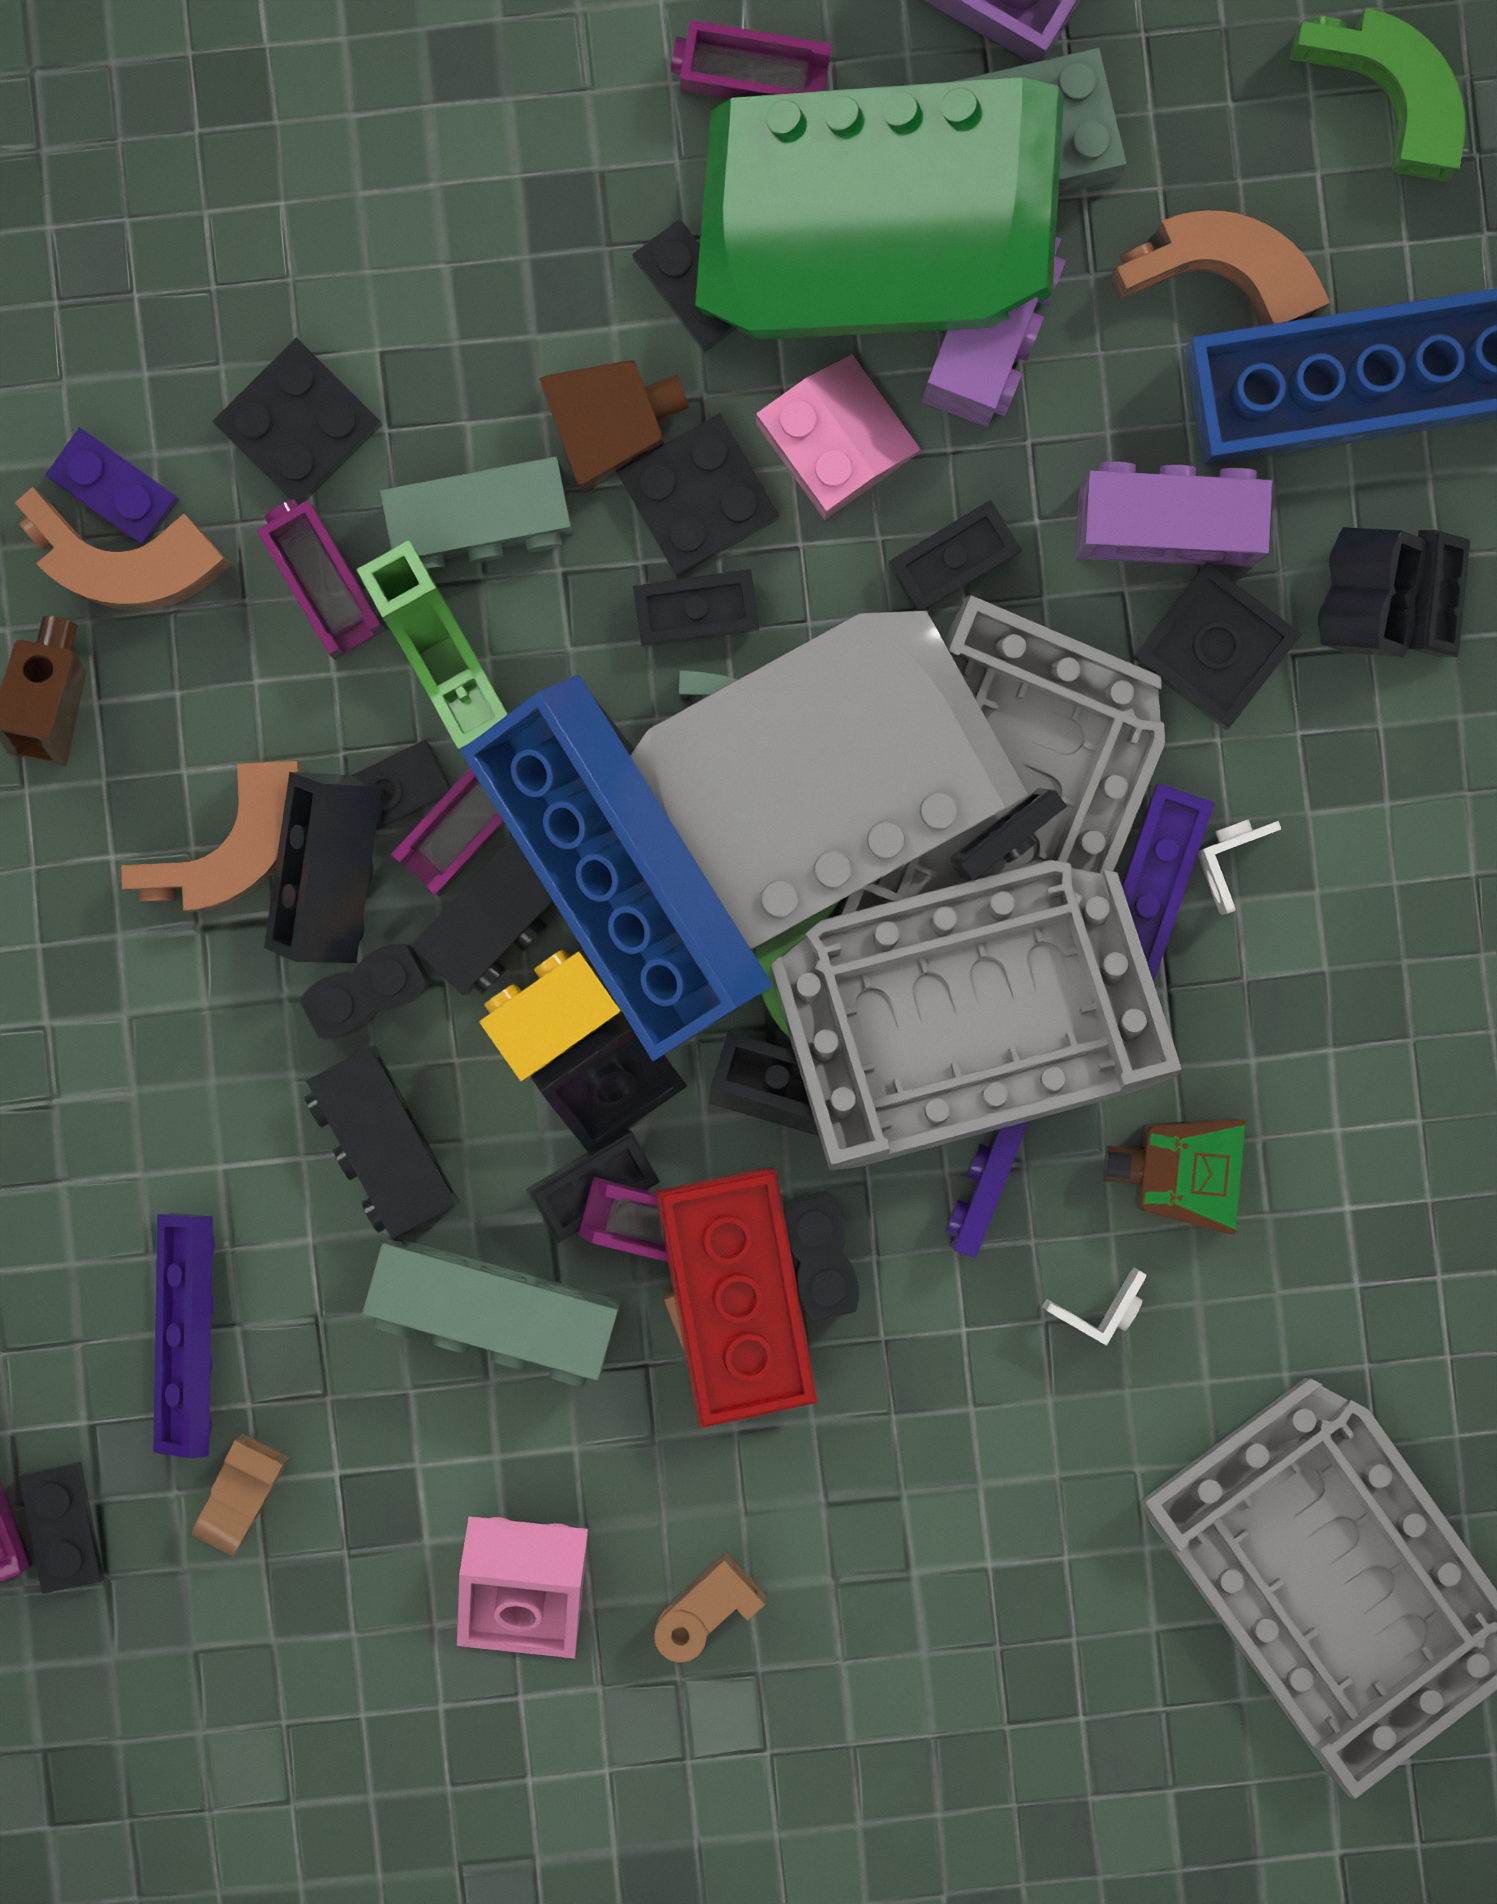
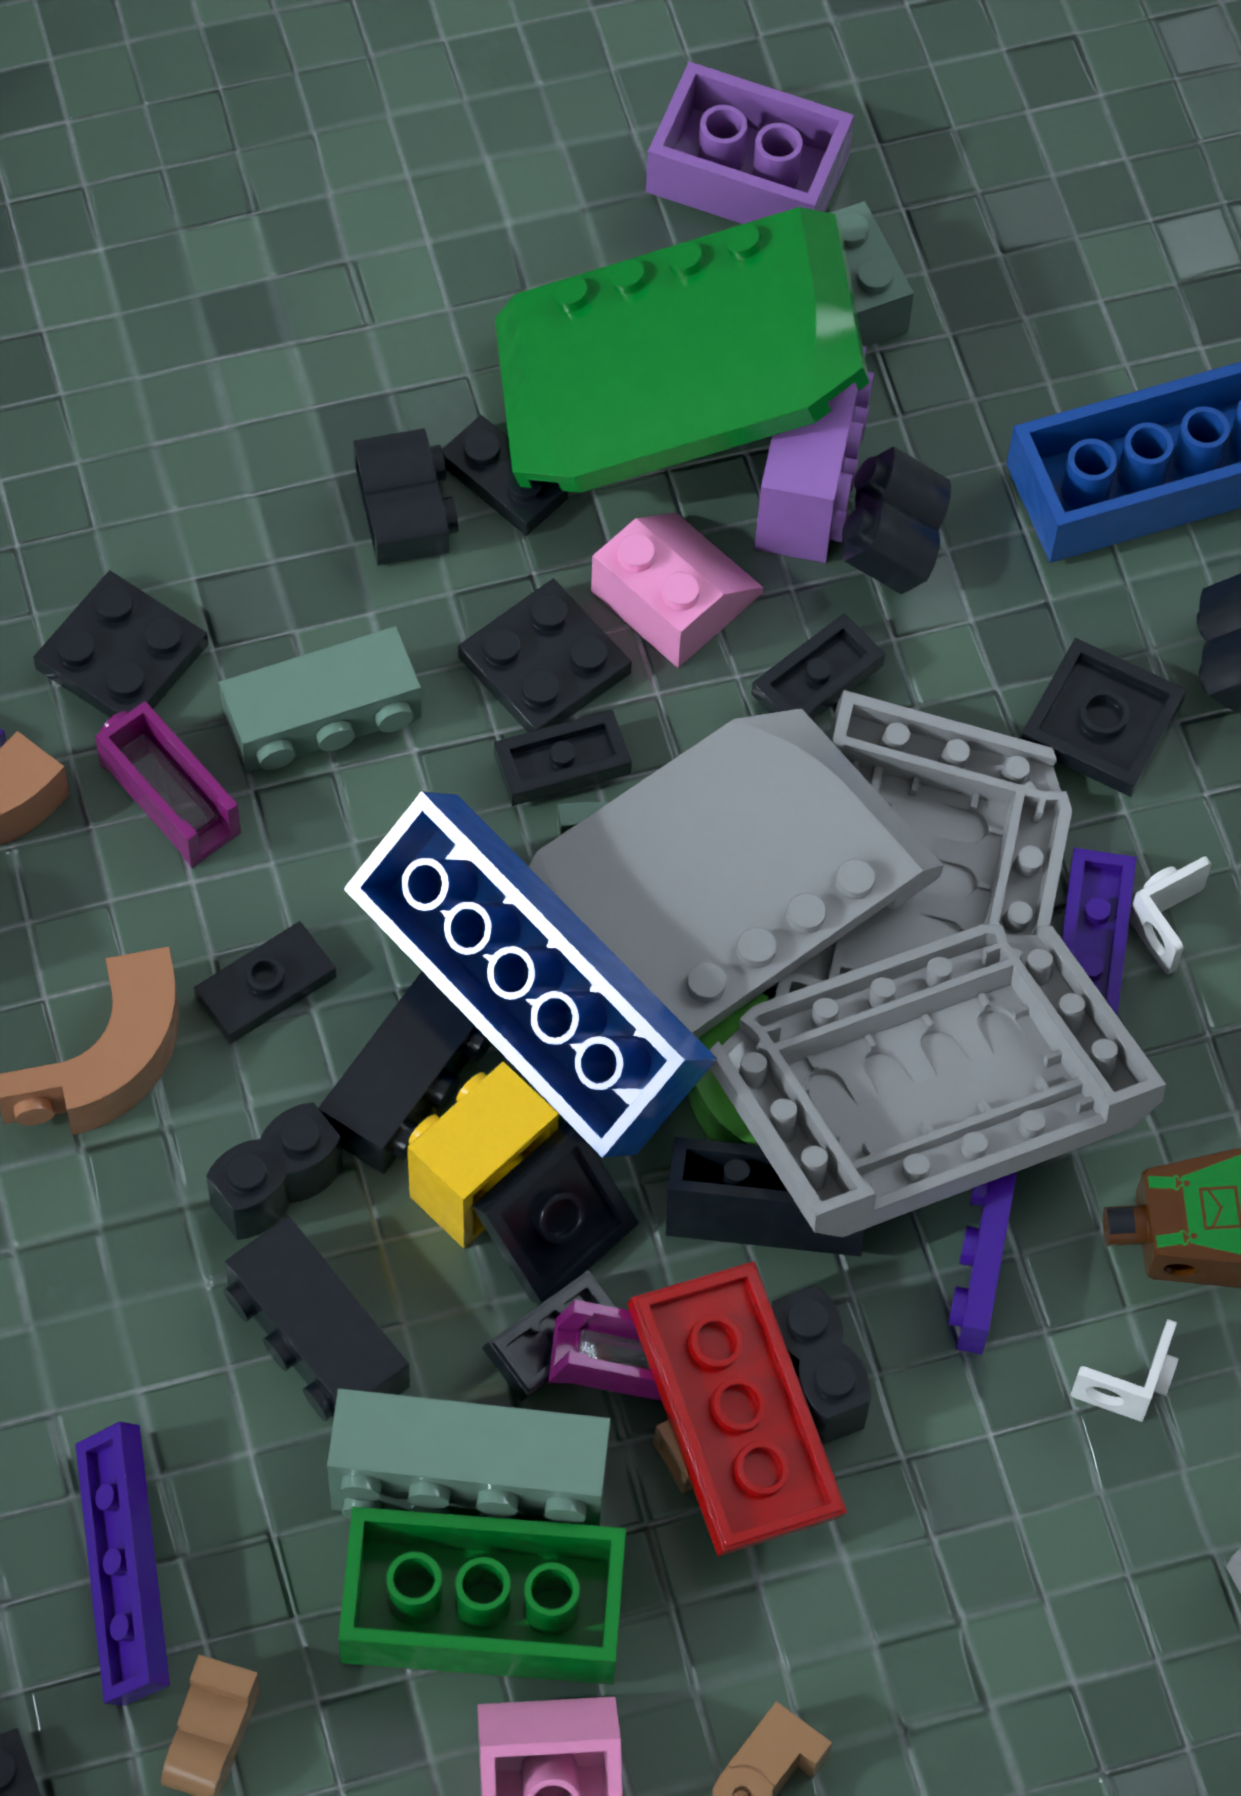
camera: 10 degrees left, 25 degrees down
(323, 867) = (212, 1044): black brick -> none
(433, 643) = (286, 810): bright green arch -> none
(450, 835) = (347, 998): window -> none
(486, 1424) = (482, 1595): none -> green brick
(588, 301) = (403, 497): none -> black brick
(609, 417) = (439, 594): reddish brown torso -> none
(747, 62) = (506, 264): magenta window -> none
(1009, 835) = (933, 909): black plate -> none
(1060, 408) = (896, 520): none -> black brick
(1173, 516) = (1031, 594): medium lavender brick -> none
(1236, 247) = (1023, 364): nougat arch -> none
(1412, 76) = (1165, 197): bright green arch -> none

